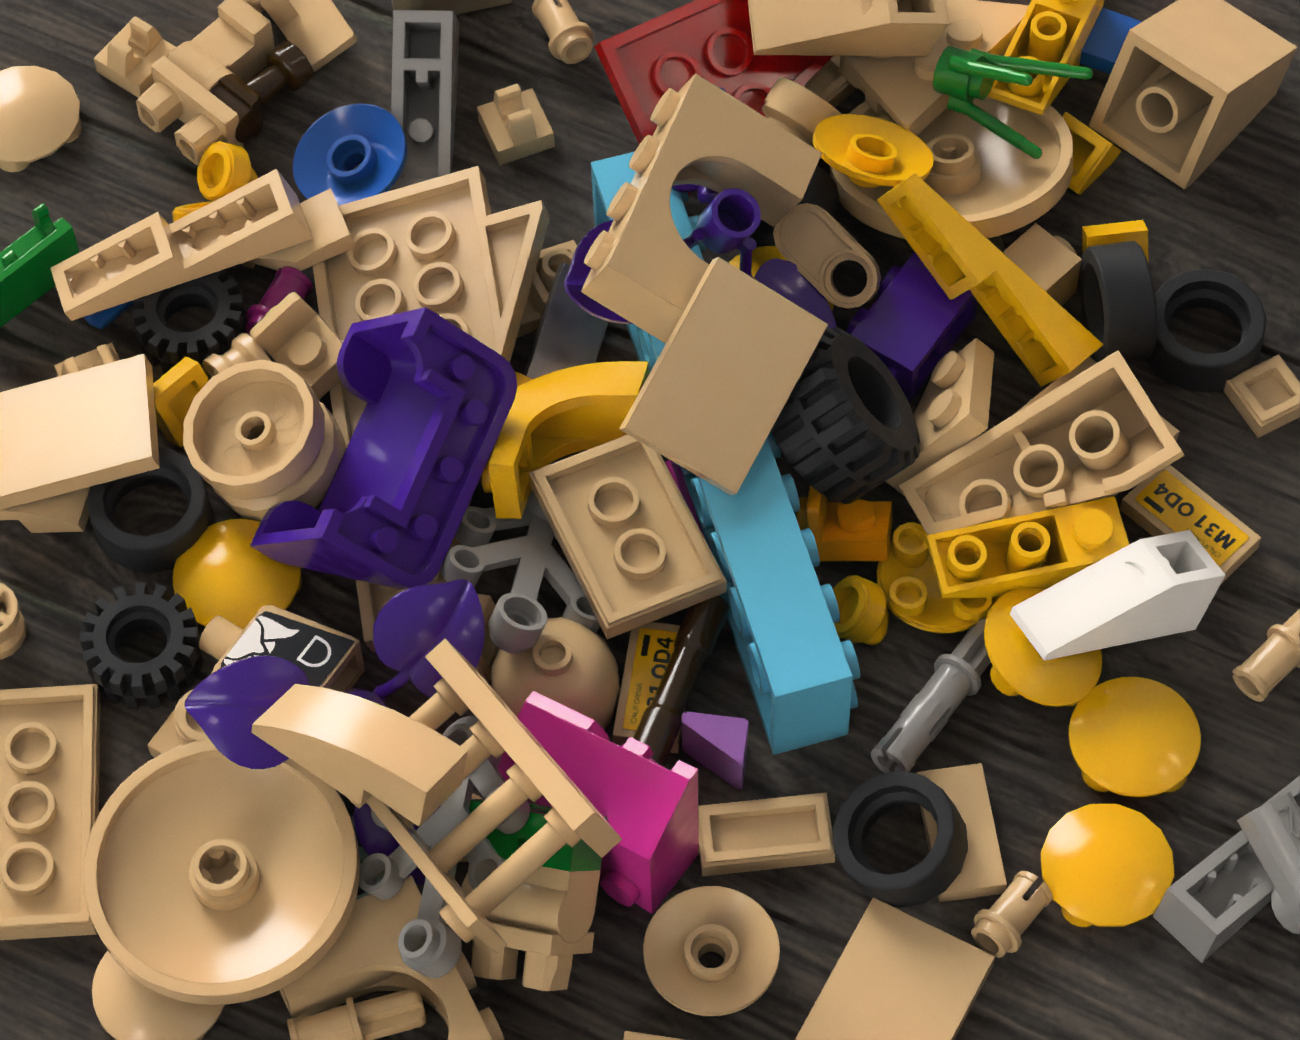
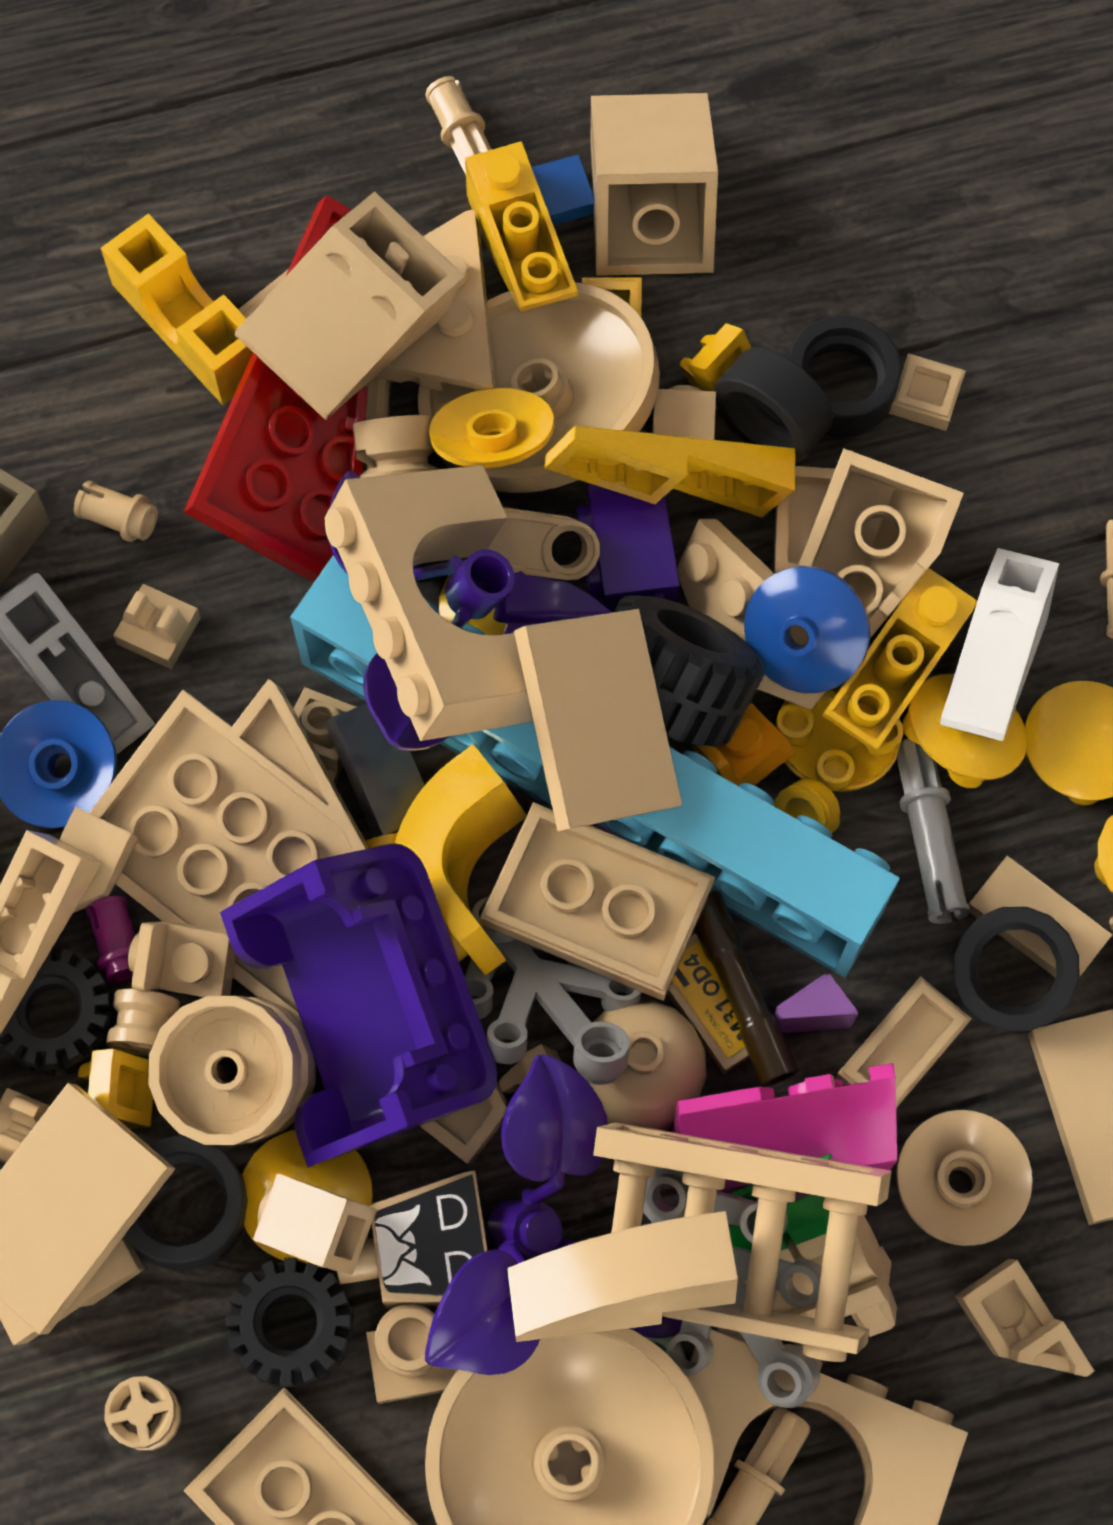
camera: 45 degrees left, 10 degrees up
(213, 579) = (313, 1224): none -> brick
(968, 463) = (829, 614): none -> blue dish
(971, 75) = (503, 306): green plant -> none
(1175, 504) = (979, 533): tile -> none

